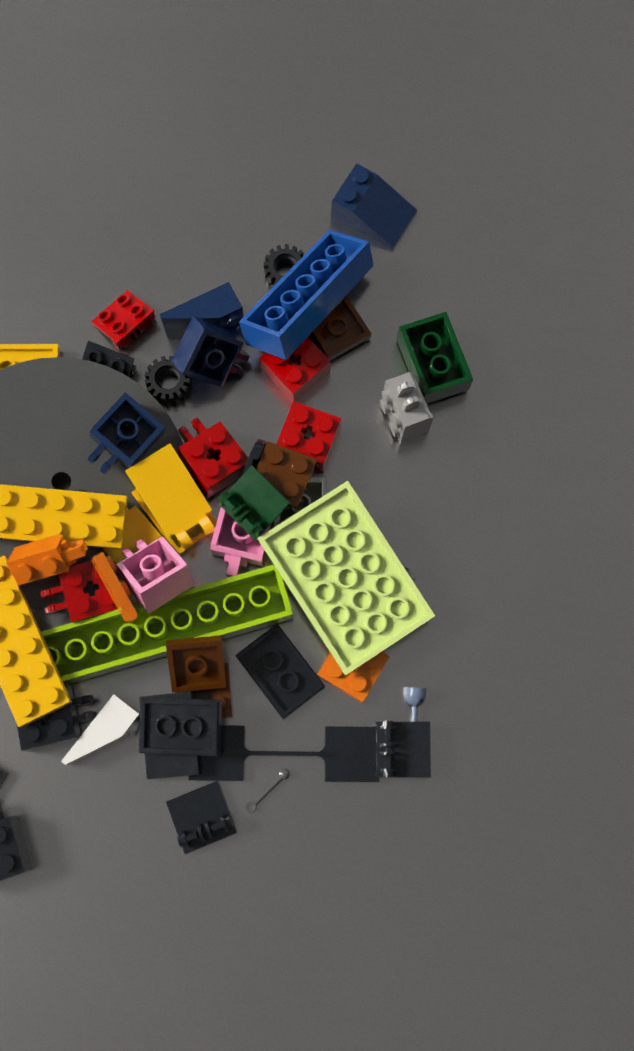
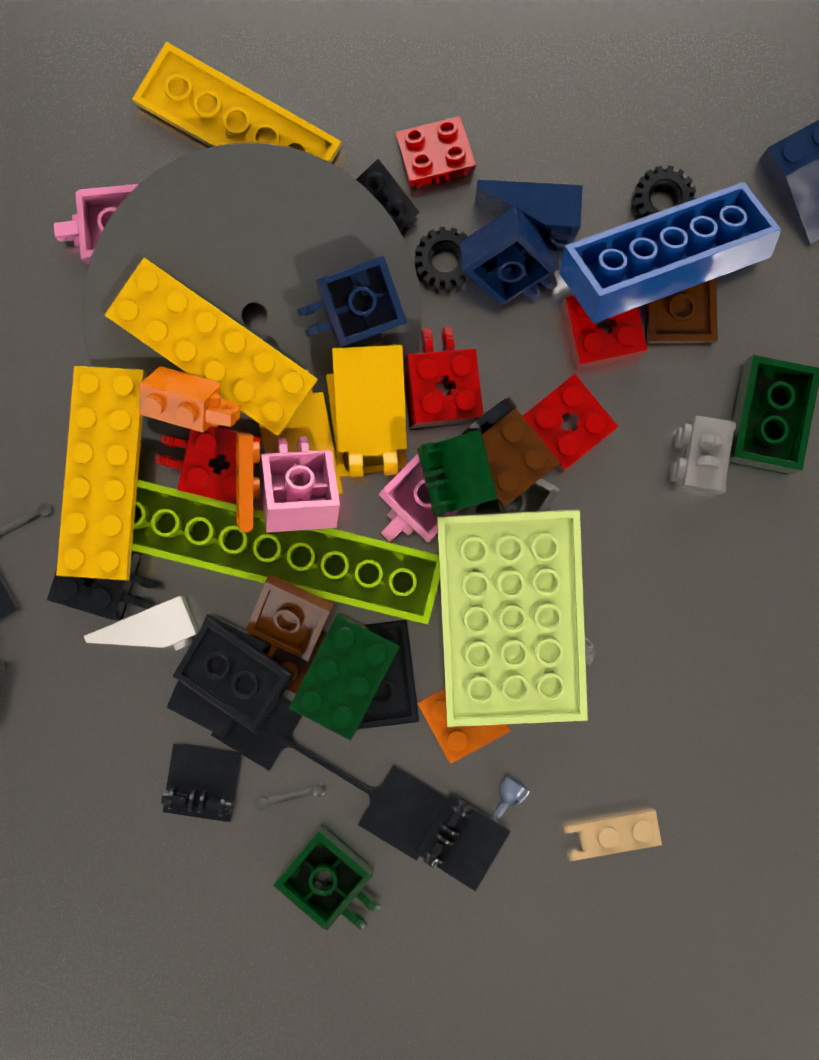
camera: 35 degrees right, 10 degrees up
(257, 682) = (344, 676): none -> dark green brick
(334, 846) = (327, 901): none -> dark green hinge
(500, 684) = (615, 834): none -> tan hinge

